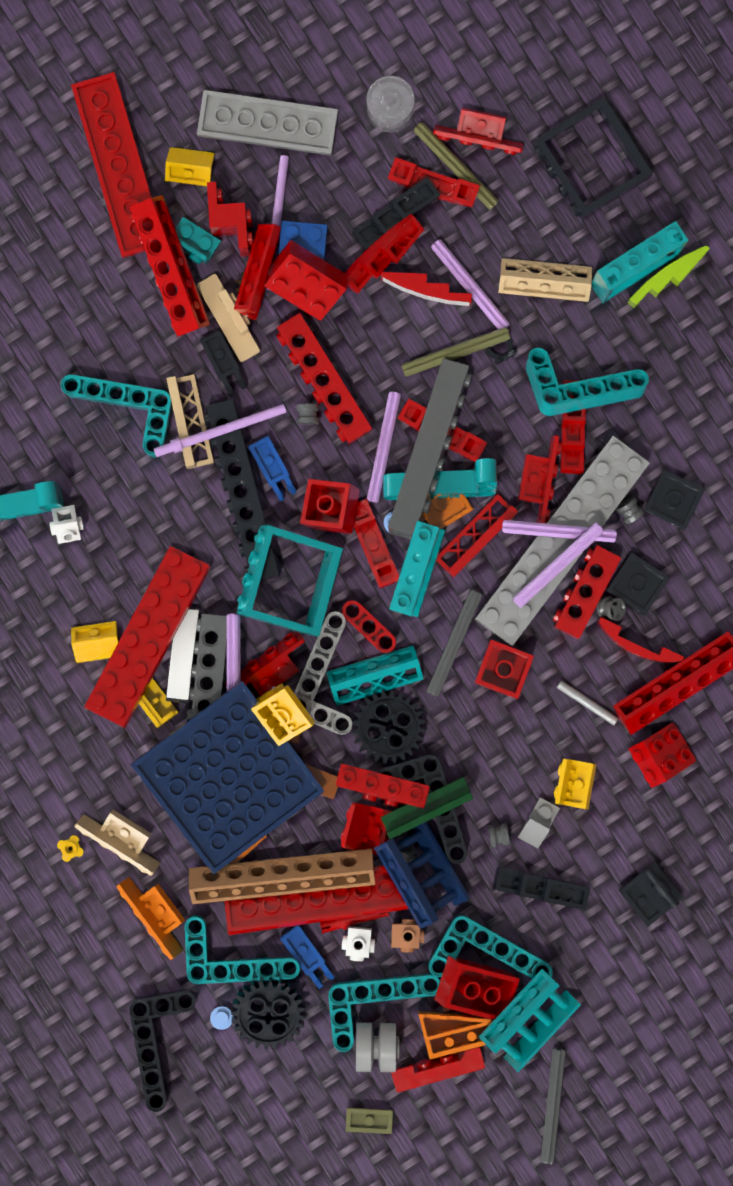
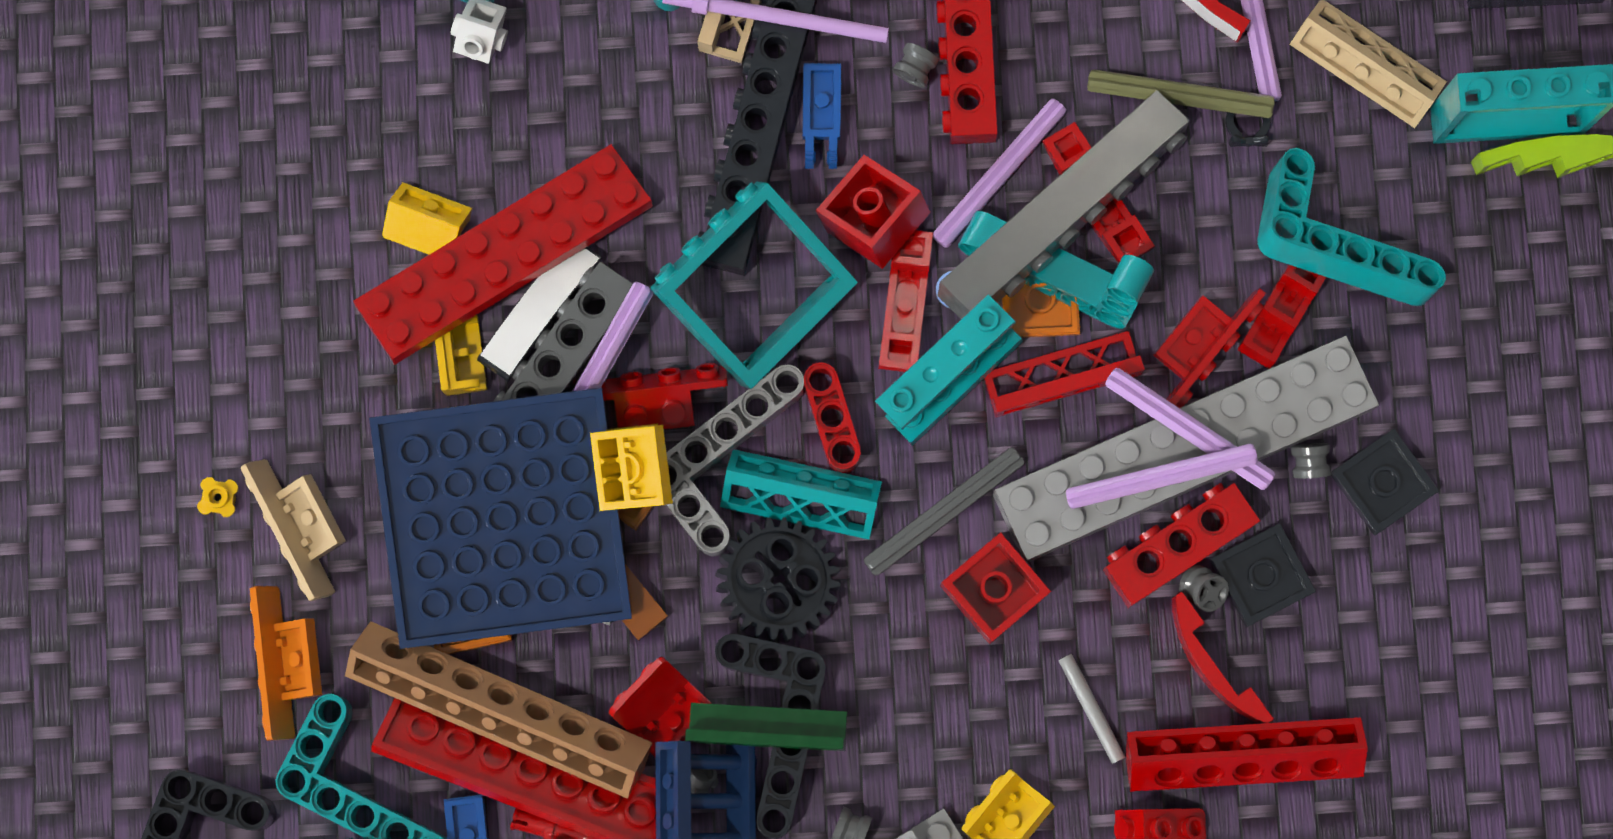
camera: 30 degrees right, 5 degrees down
(382, 786) = (719, 660): red bracket -> none

